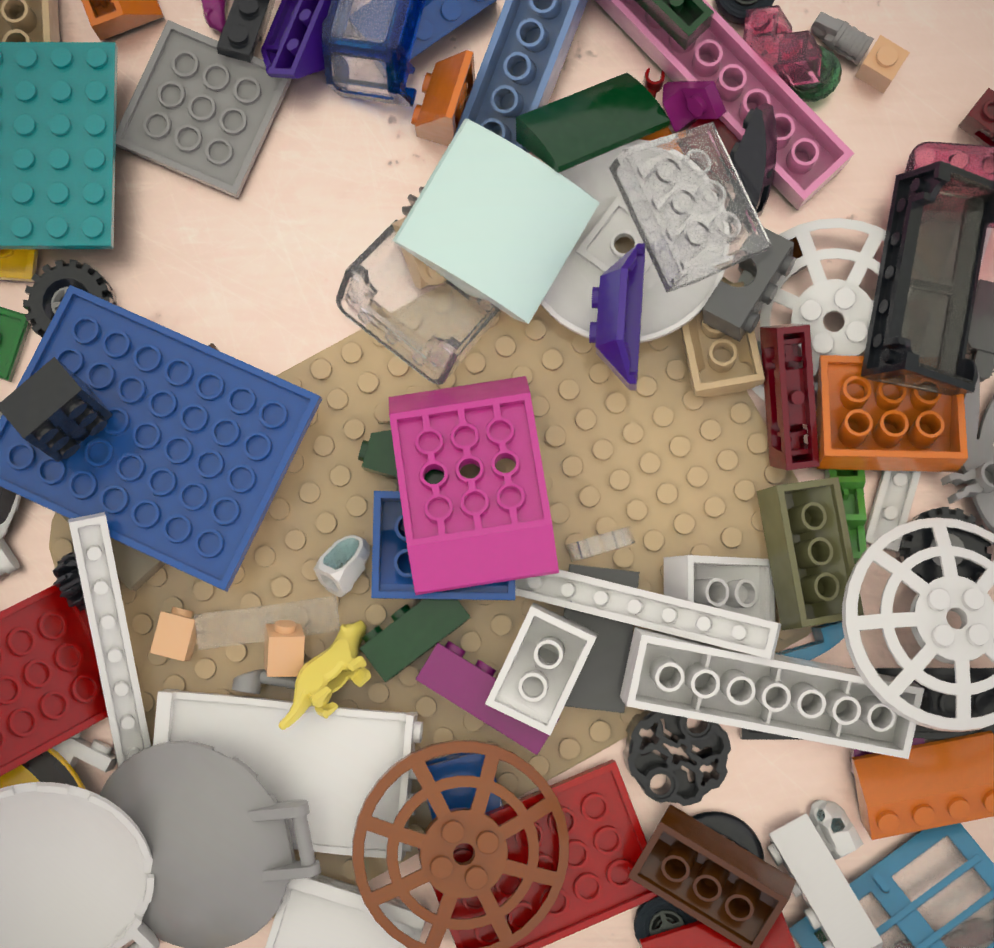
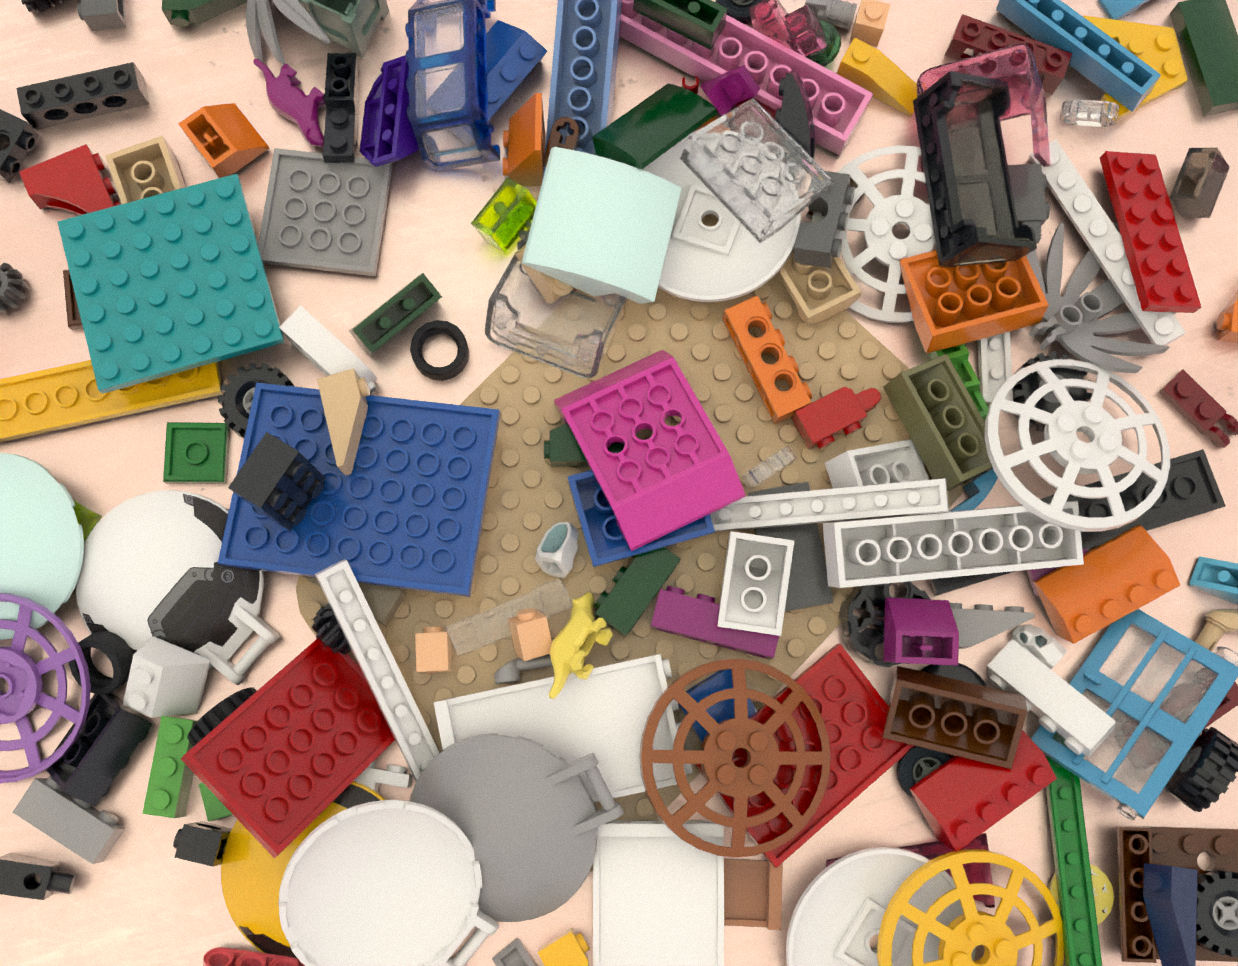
camera: 25 degrees left, 5 degrees down
(153, 348) = (345, 413): none -> tan slope
(158, 275) = (323, 347): none -> white window
(244, 249) = (395, 313): none -> dark green brick
(270, 279) = (433, 328): none -> black tyre
(398, 172) = (505, 215): none -> clear neon green brick
(477, 105) = (556, 138): none -> reddish brown beam
(619, 315) = (728, 274): dark purple wedge -> none
(638, 477) = (779, 403): none -> orange brick
(692, 506) = (833, 415): none -> red hinge
(703, 777) = (920, 632): none -> magenta slope
(766, 786) = (984, 622): none -> light grey slope
(789, 396) = (886, 300): dark red brick -> none
(870, 130) = (879, 75): none -> yellow slope

